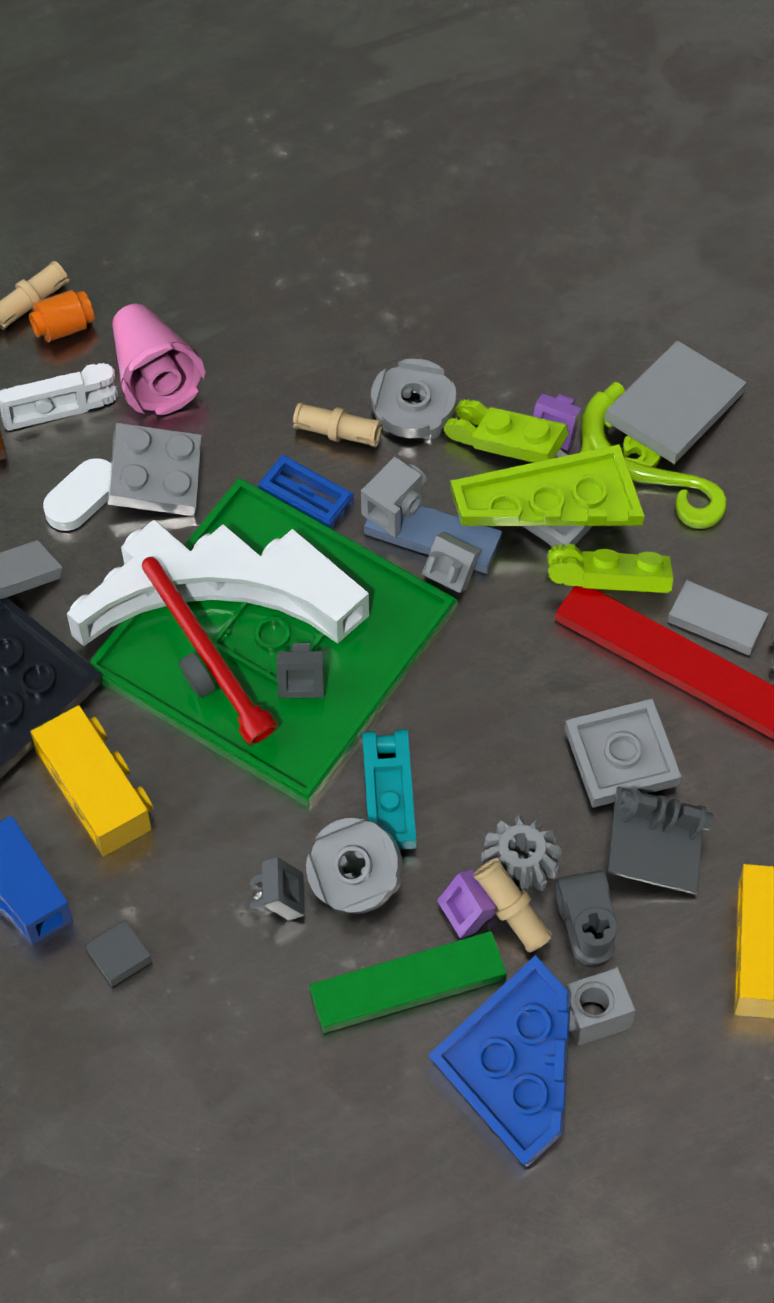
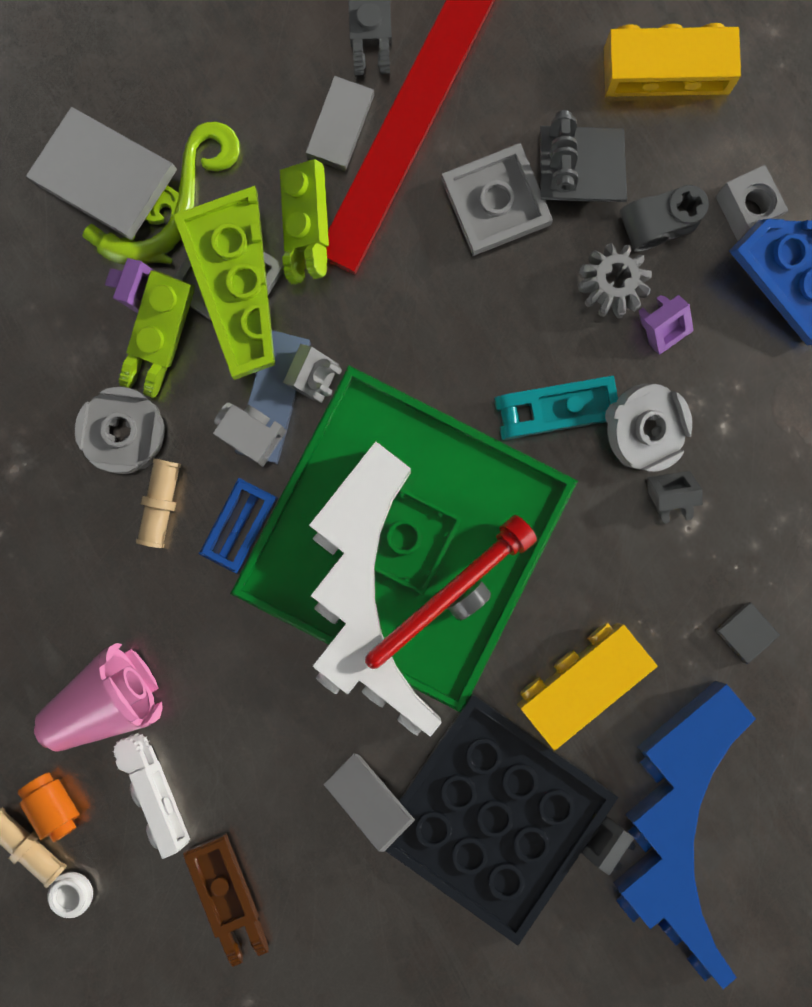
camera: 95 degrees left, 25 degrees up
(78, 495) = (263, 750): white tile -> none
(154, 469) = (230, 680): light grey plate -> none
(300, 672) = (458, 500): dark grey tile -> none
(407, 982) = (742, 372): green tile -> none
(512, 905) = (671, 281): tan pin -> none

